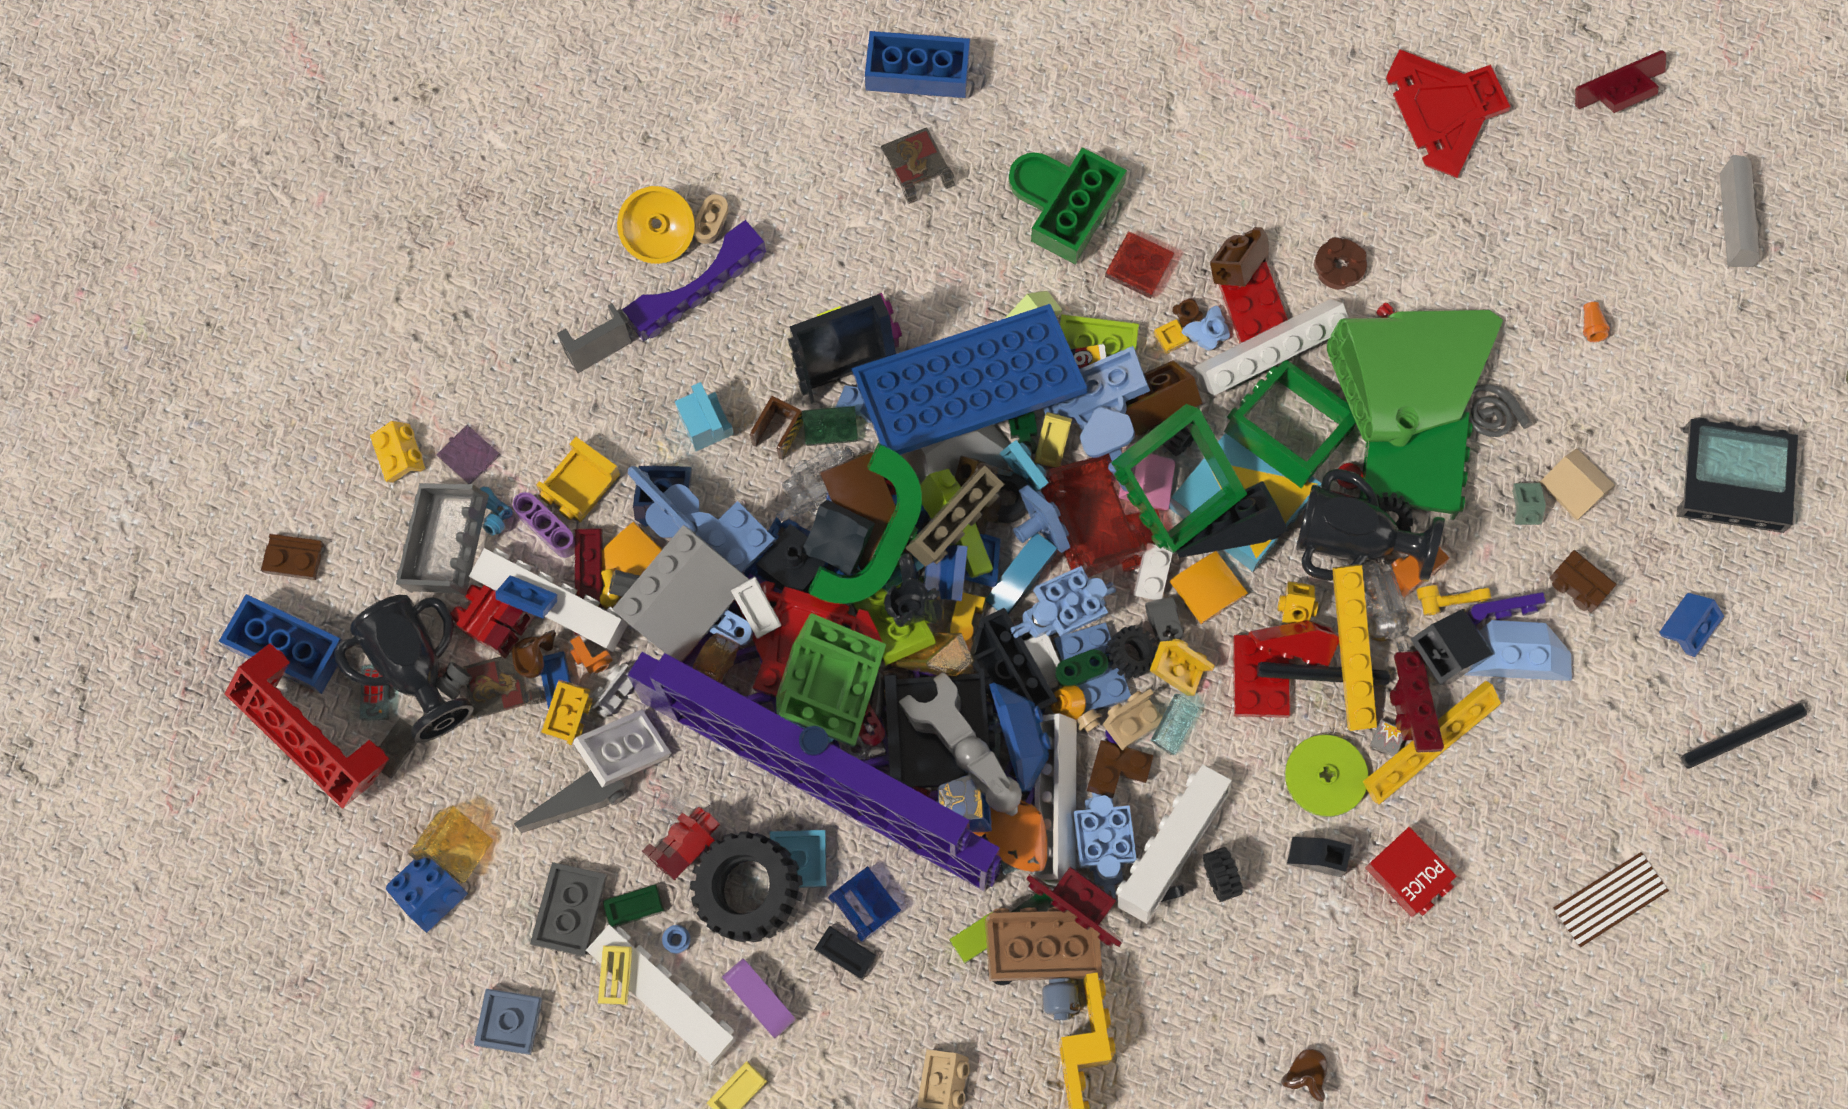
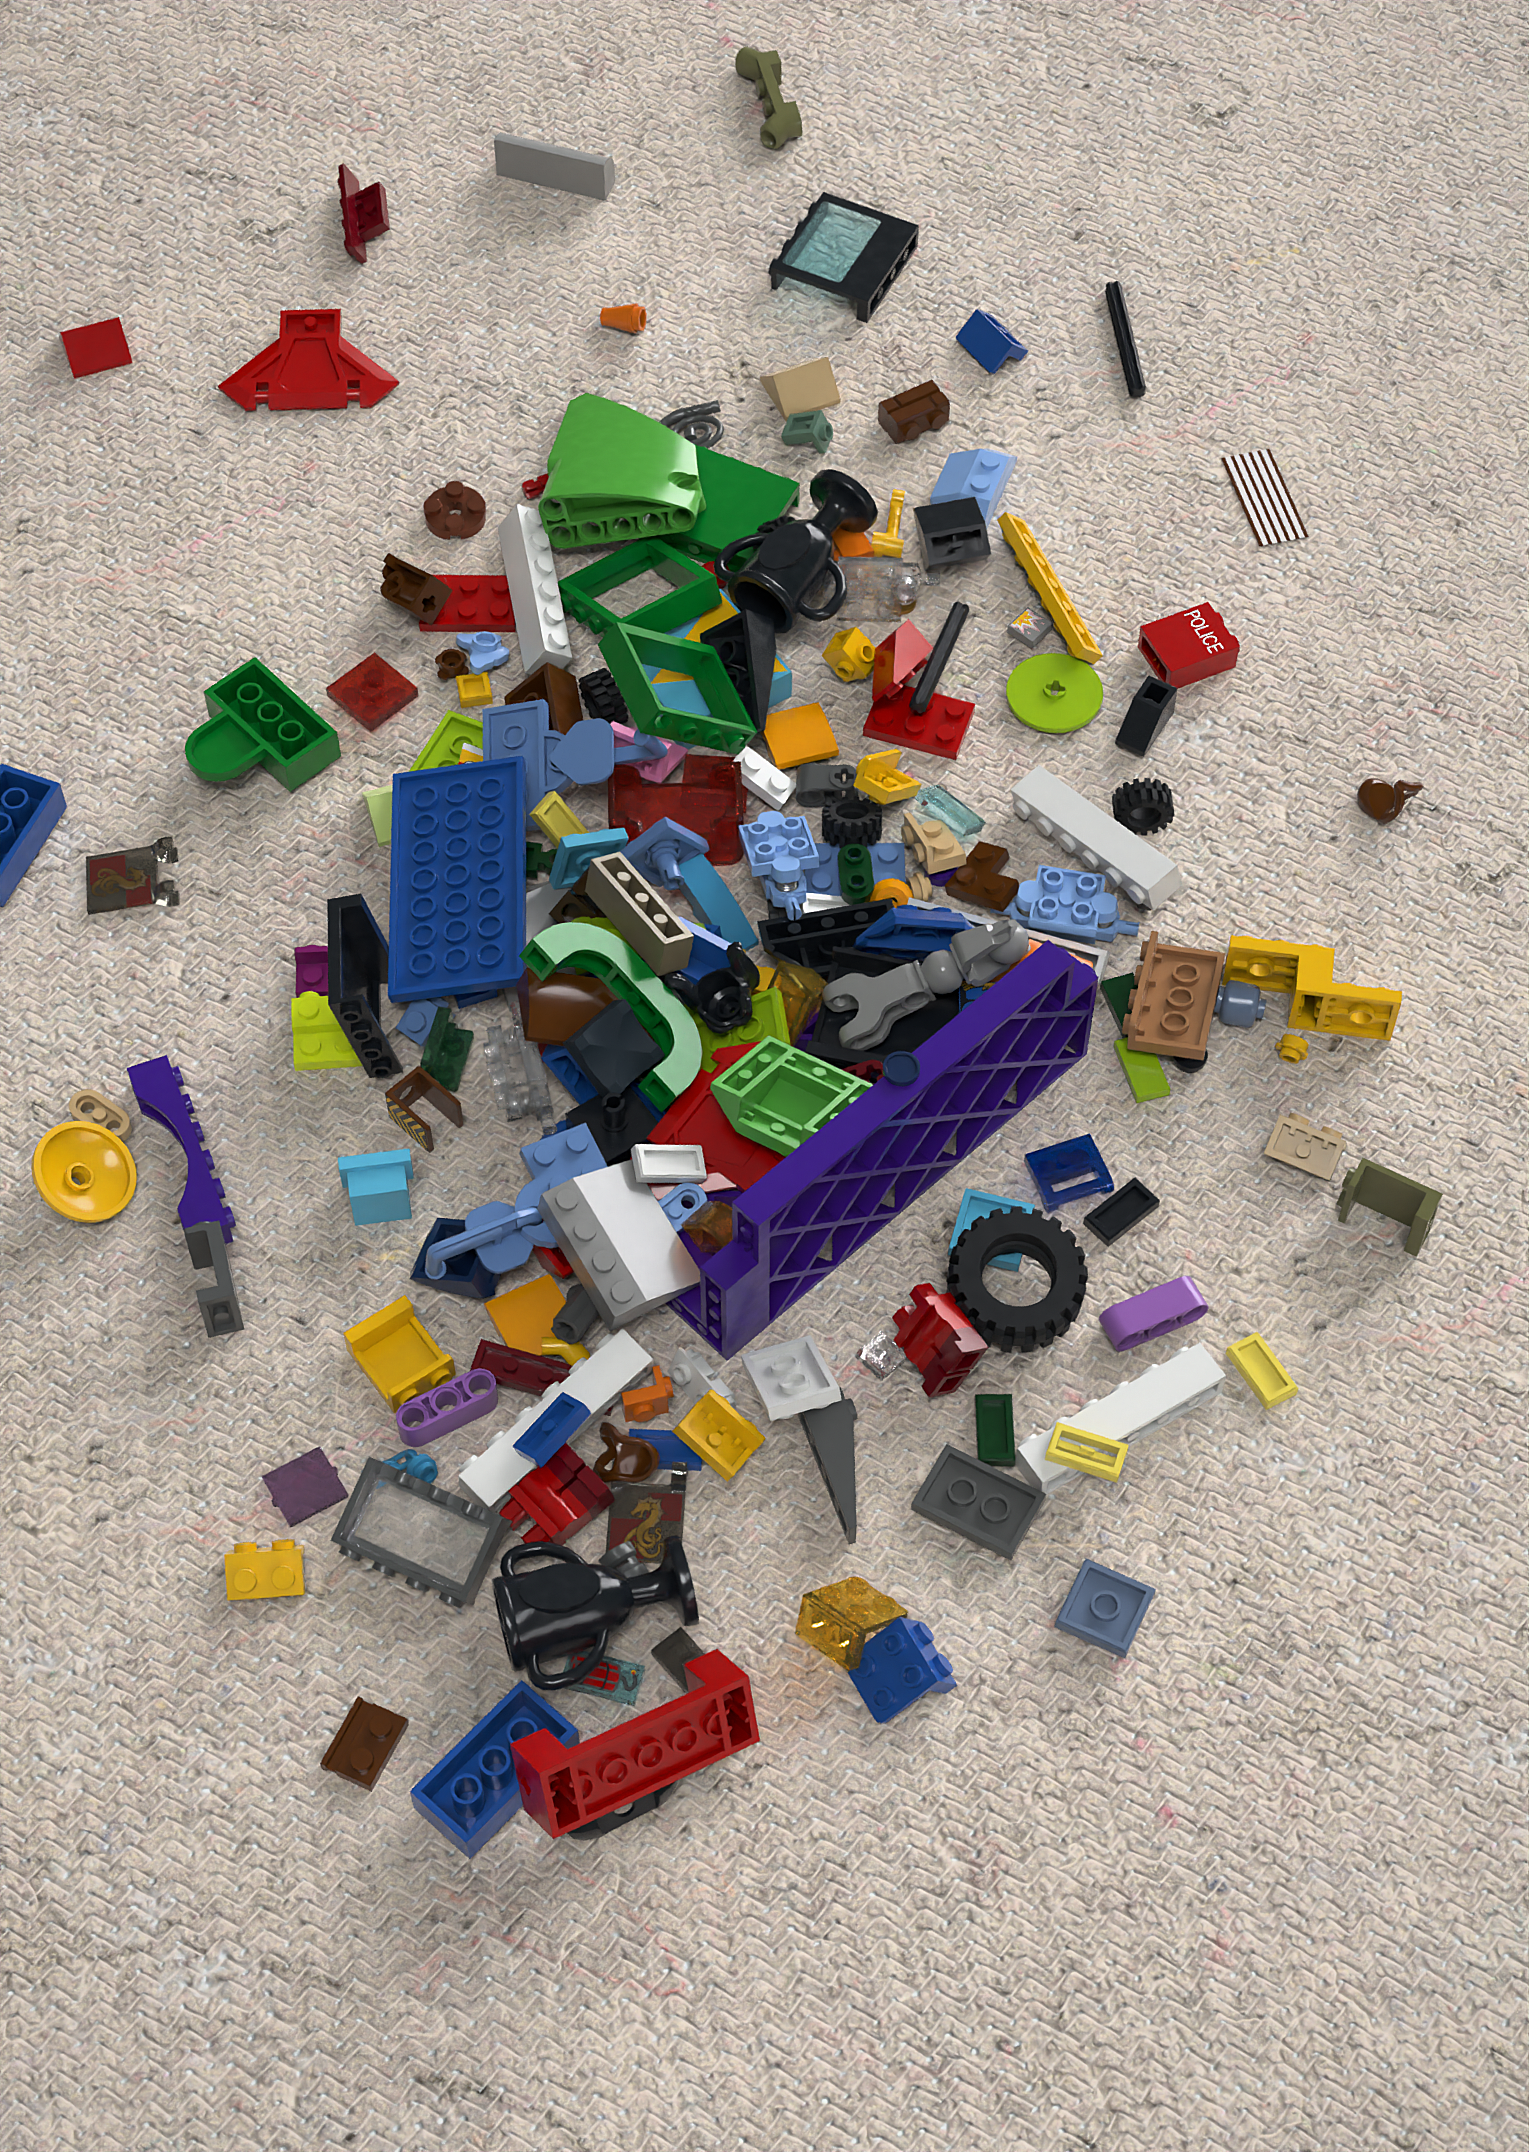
camera: 75 degrees left, 15 degrees down
(672, 931) = (1052, 1380): medium blue plate -> none
(1032, 1050) = (1292, 1048): none -> yellow plate
(1082, 899) = (1140, 930): dark red bracket -> none
(1354, 647) = (924, 609): yellow plate -> none
(1414, 704) = (1006, 584): dark red bracket -> none
(1504, 608) = (921, 484): dark purple plate -> none

